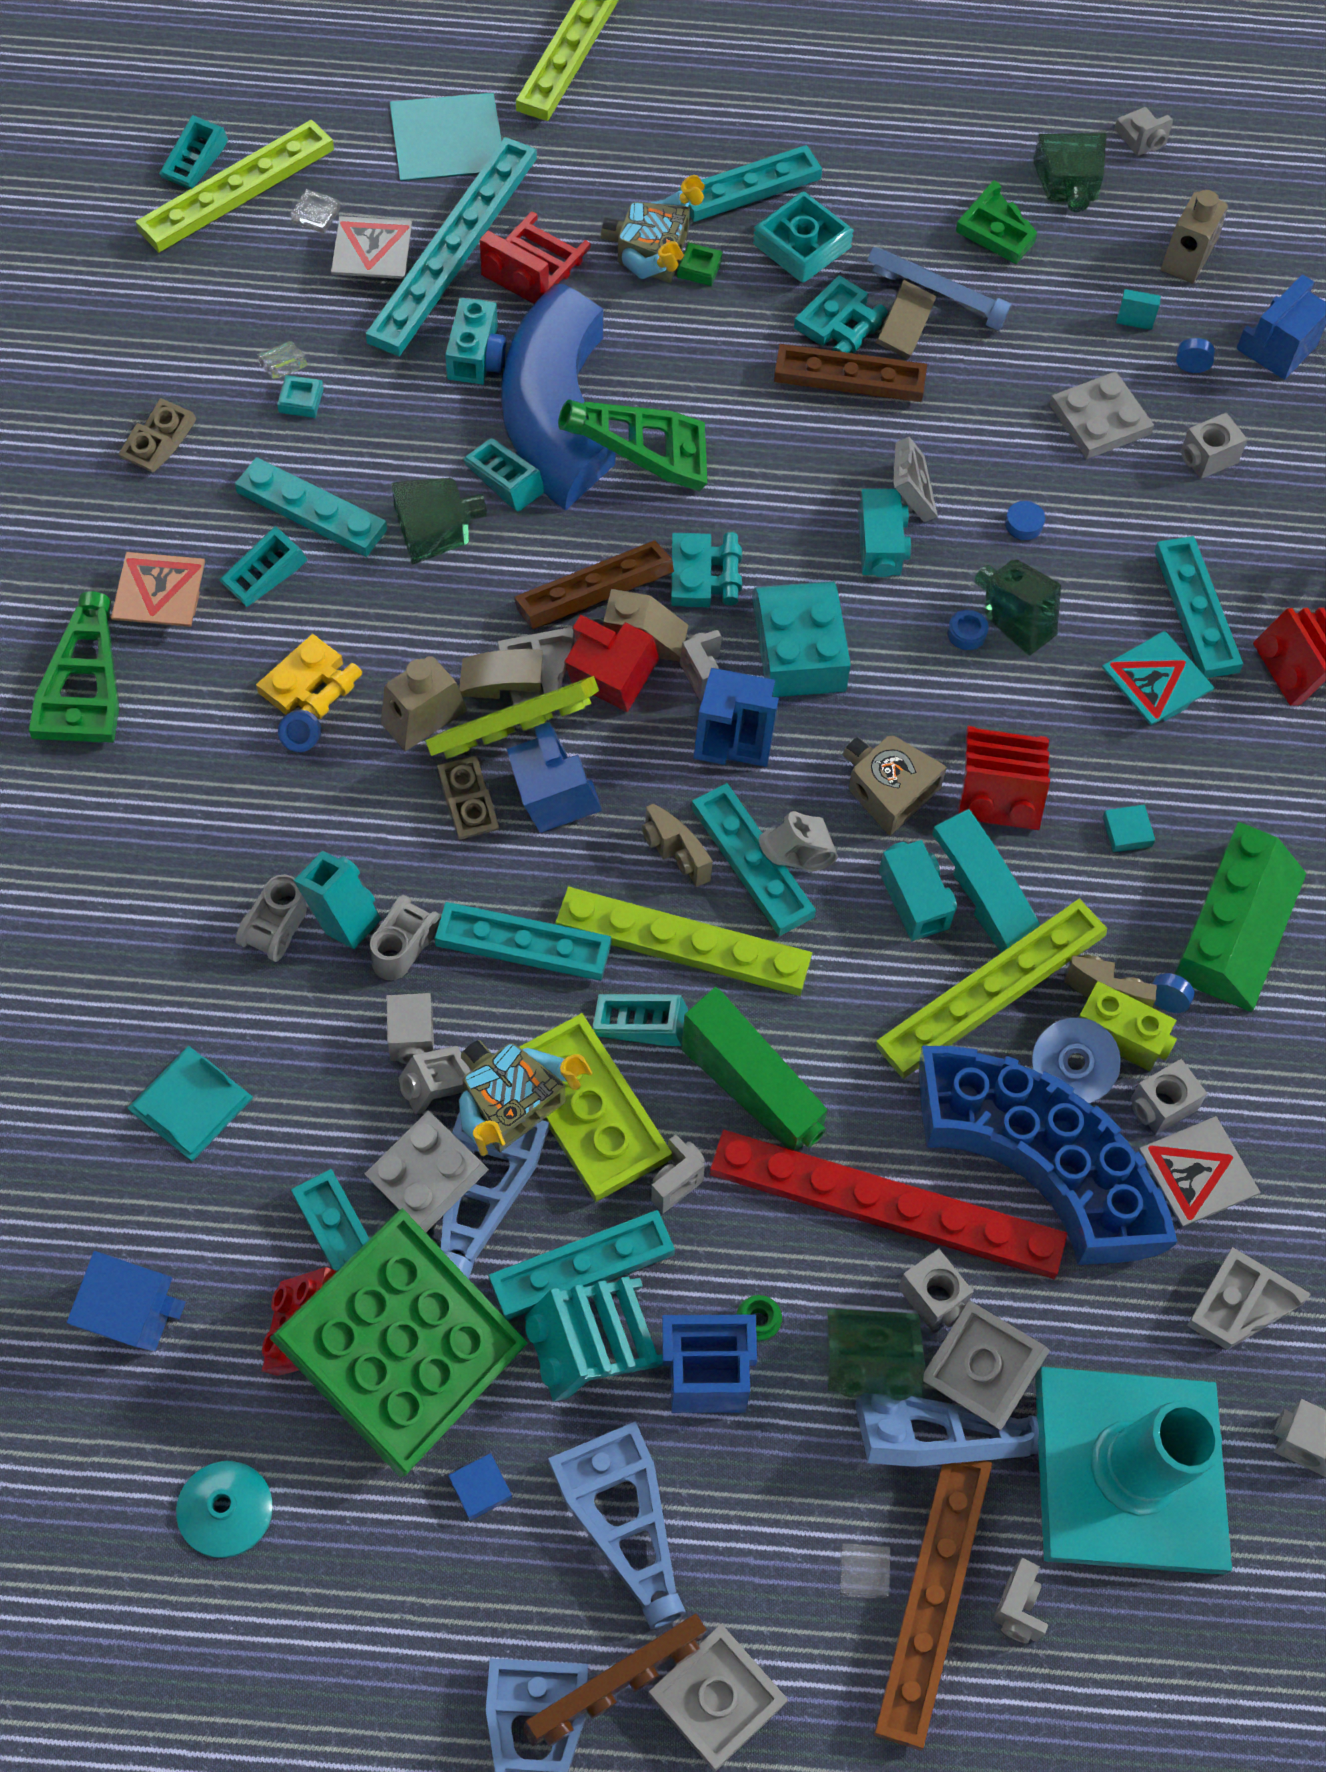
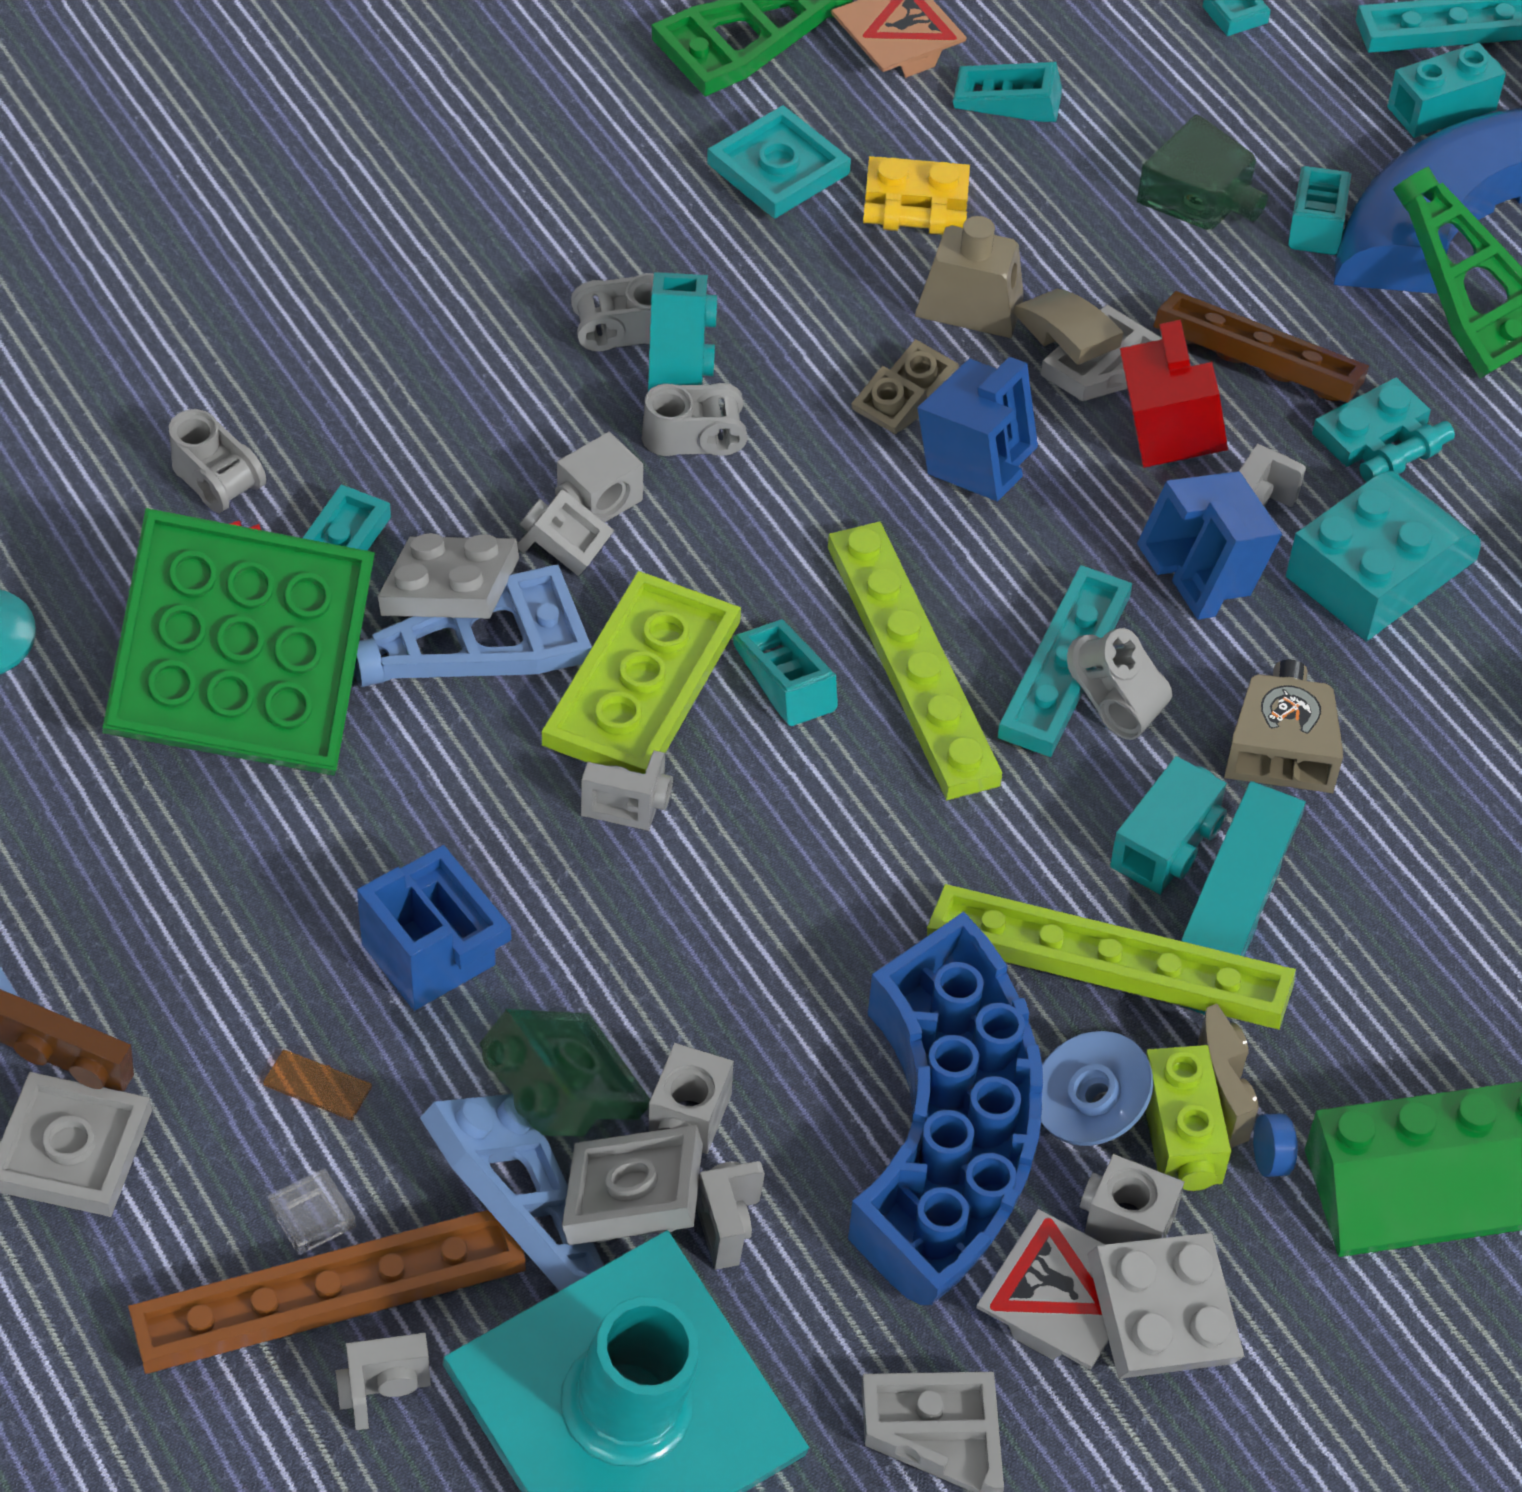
camera: 55 degrees right, 10 degrees down
(124, 1302) = (112, 419): blue plate -> none
(190, 1103) = (376, 371): teal piece -> none
(205, 1259) = (212, 459): none -> light grey piece
(215, 739) = (778, 161): none -> teal plate
(299, 730) = (849, 215): blue tile -> none
(311, 507) = (1117, 87): teal plate -> none
(480, 1487) = (151, 819): blue tile -> none
(495, 353) = (1451, 110): blue tile -> none
(502, 722) = (999, 336): lime plate -> none
(512, 1091) = (581, 583): torso -> none
(523, 941) = (783, 521): teal plate -> none
(570, 1341) = (365, 786): teal plate -> none
(583, 1262) = (459, 767): teal plate -> none
(598, 1467) = (238, 898): medium blue plate -> none
(649, 616) = (1254, 405): dark tan slope -> none
(676, 839) = (1015, 583): dark tan slope -> none
(751, 1071) = (800, 781): green slope -> none
(764, 1508) = (317, 1084): none -> clear orange window
(767, 1307) = (527, 943): green plate -> none
(889, 1204) = (765, 1014): red plate -> none
(1005, 778) = (1389, 826): red plate -> none
(1033, 1322) = (723, 1208): none -> light grey bracket
(1128, 828) = (1458, 997): teal tile -> none
(1245, 1125) = (1165, 1305): none -> light grey plate

